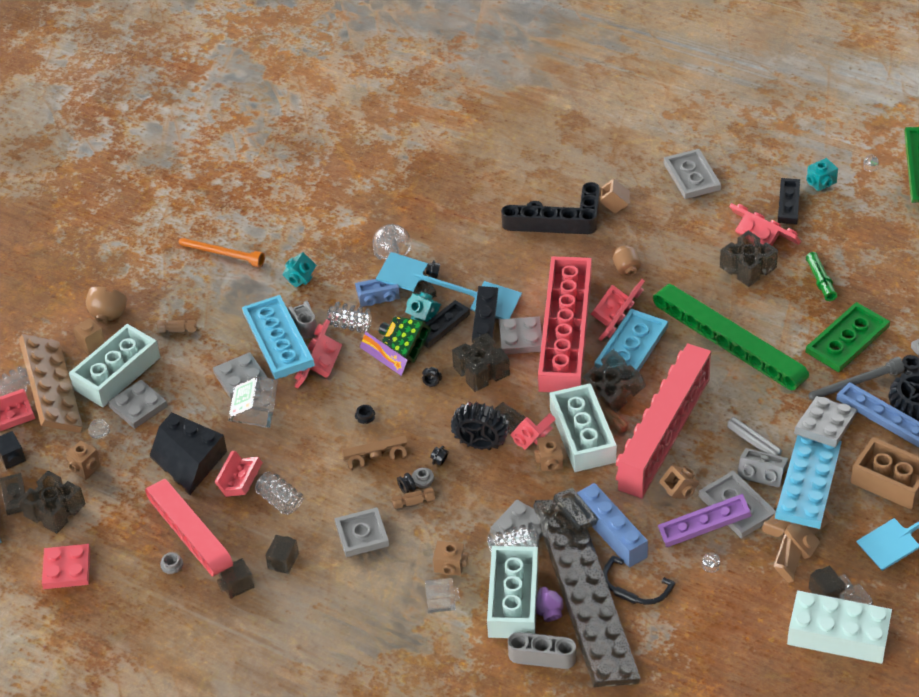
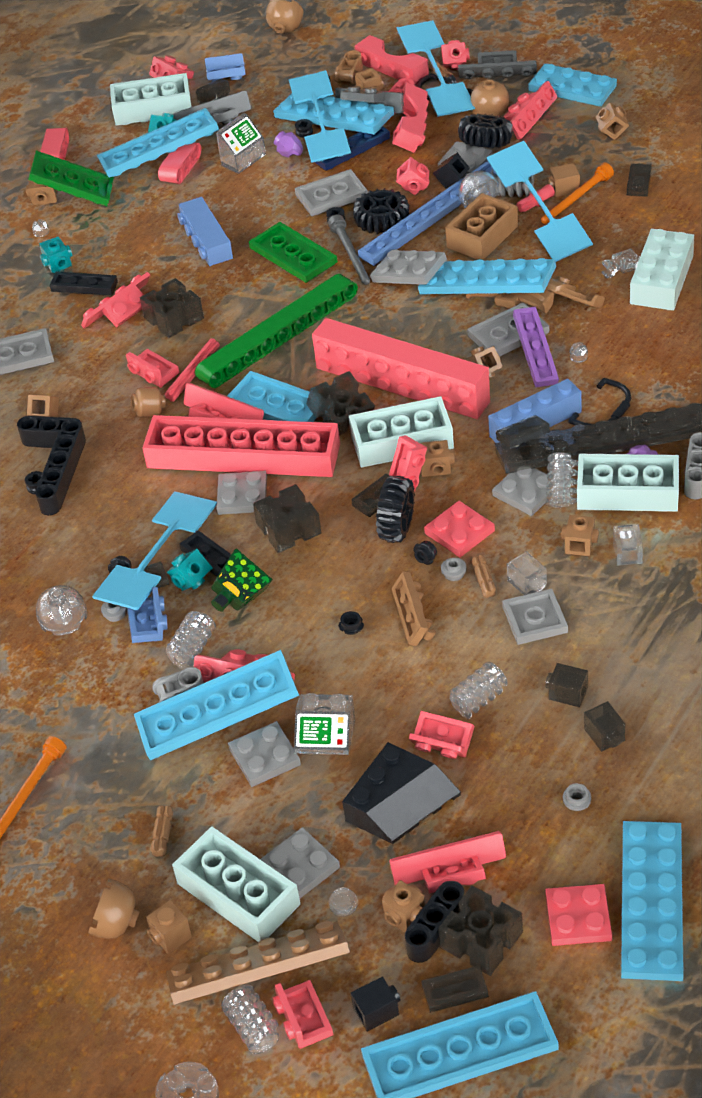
camera: 85 degrees left, 0 degrees up
(72, 611) = (652, 901): none -> medium azure plate
(74, 475) = (422, 927): none -> black beam
(115, 486) = (449, 862): none -> coral bracket
(189, 527) = (531, 771): coral beam -> none
(299, 270) = (94, 694): teal brick -> none
(383, 353) = (253, 609): medium lavender sticker -> none
(406, 483) = (465, 579): black bush -> none
(408, 524) = (526, 574): none -> clear brick
(430, 380) = (298, 564): black plate -> none
(472, 480) = (459, 529): none -> coral plate
(485, 311) = (210, 516): black plate -> none
(660, 282) = (189, 372): none -> coral axle
(672, 257) = (152, 367): none -> coral bracket
(753, 437) = (419, 319): light grey axle -> none
(762, 467) = (460, 311): light grey bracket -> none
(824, 281) = (201, 266): green pin -> none
(826, 583) = (613, 276): clear smoke brick -> none
(872, 271) = (205, 231): none -> medium blue brick

